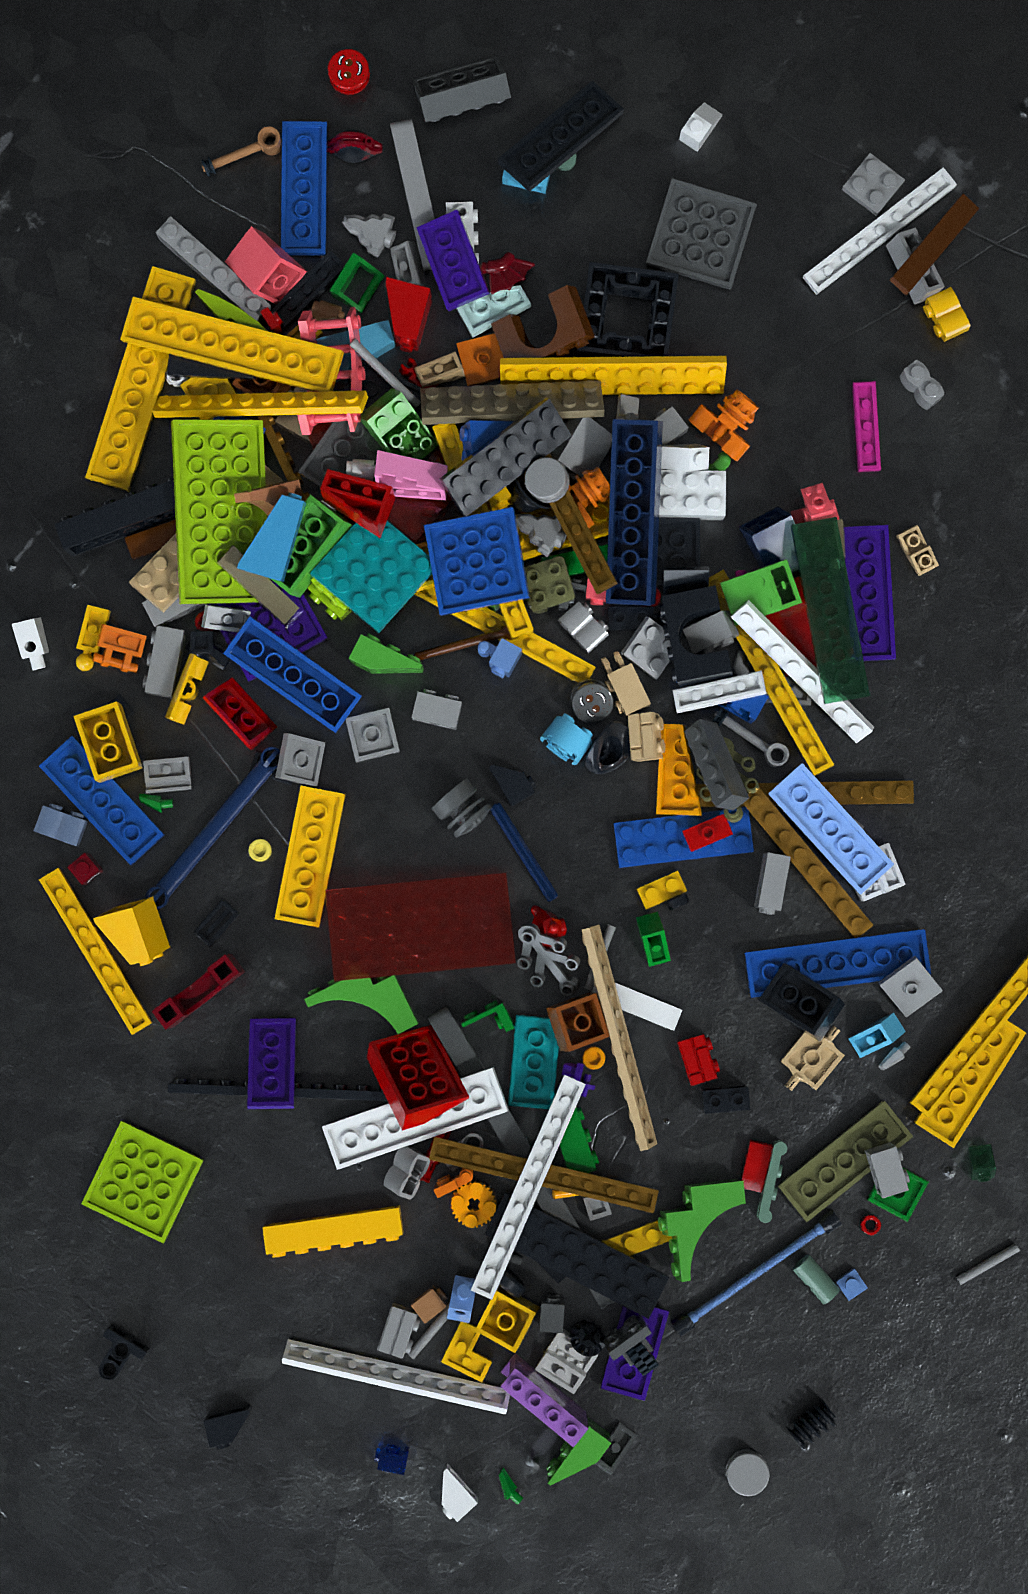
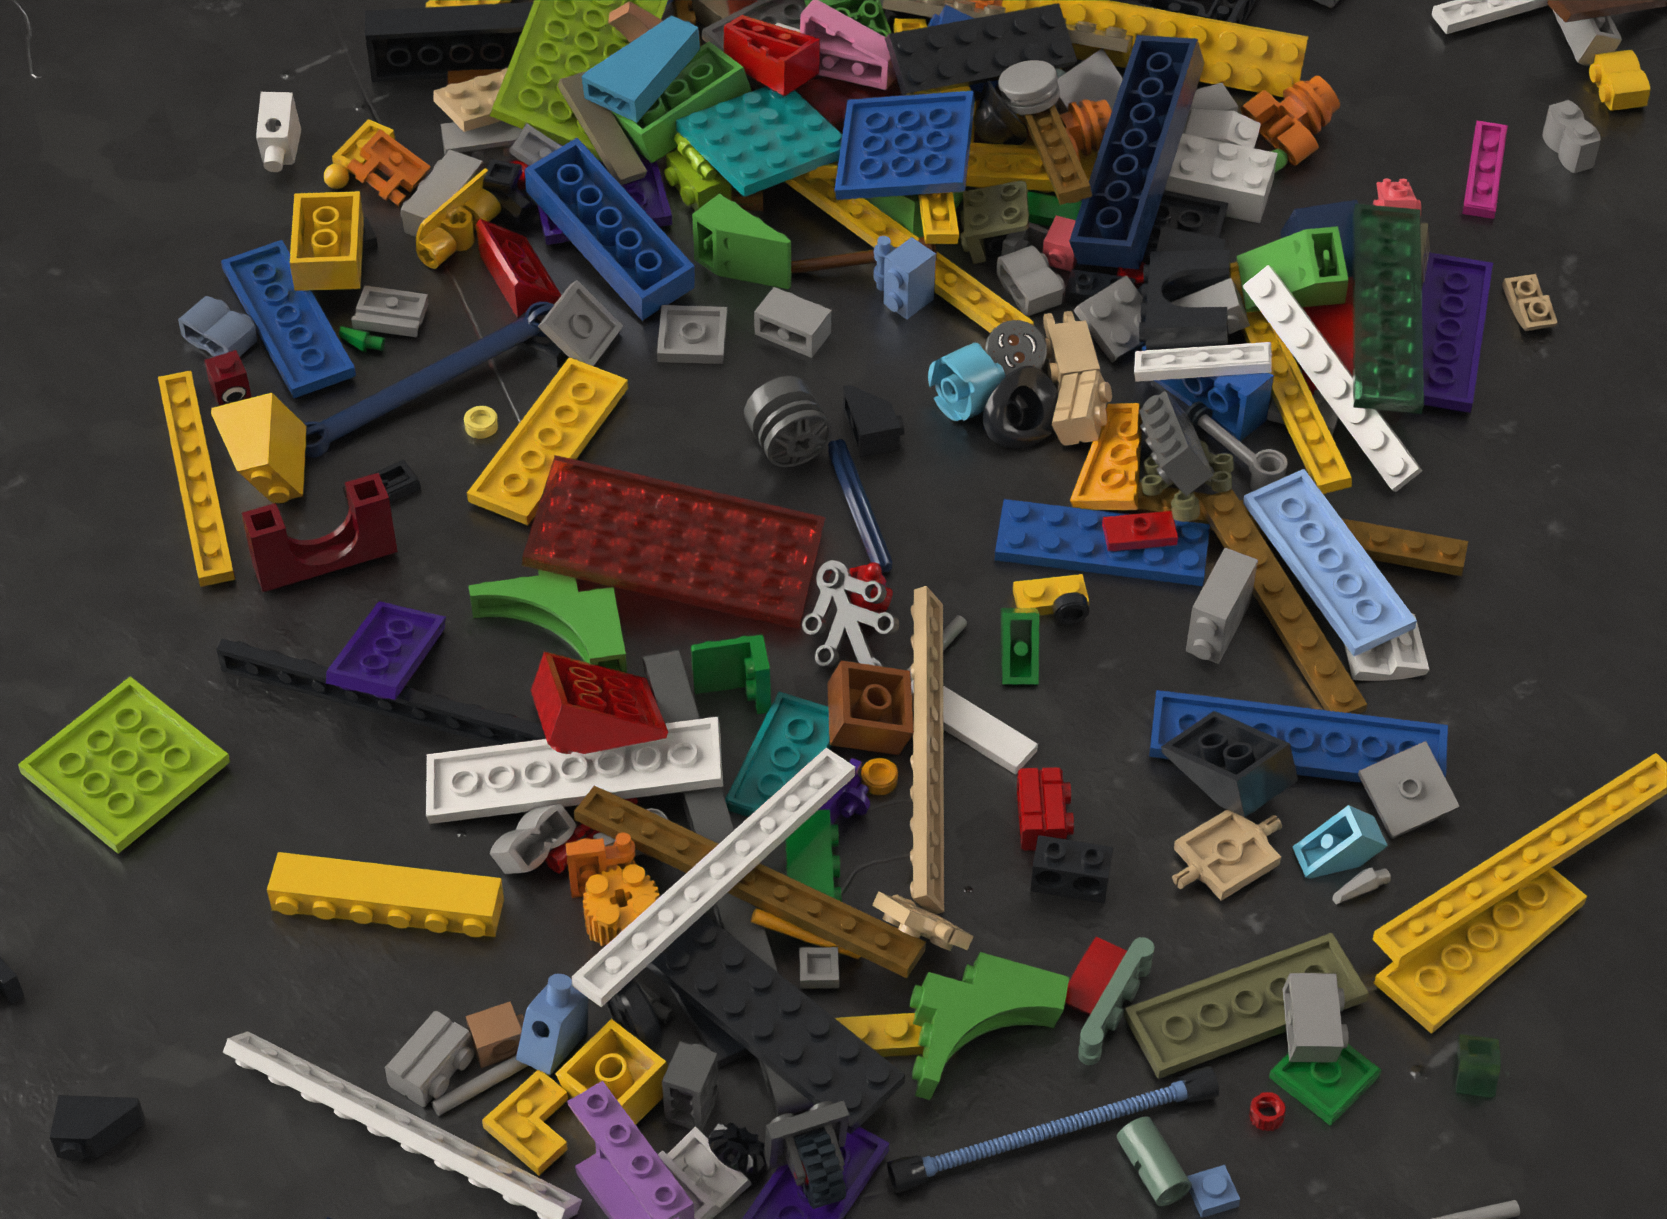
camera: 15 degrees right, 35 degrees down
(542, 531) = (1007, 153): light grey rock -> none
(651, 1171) = (920, 922): none -> tan plate

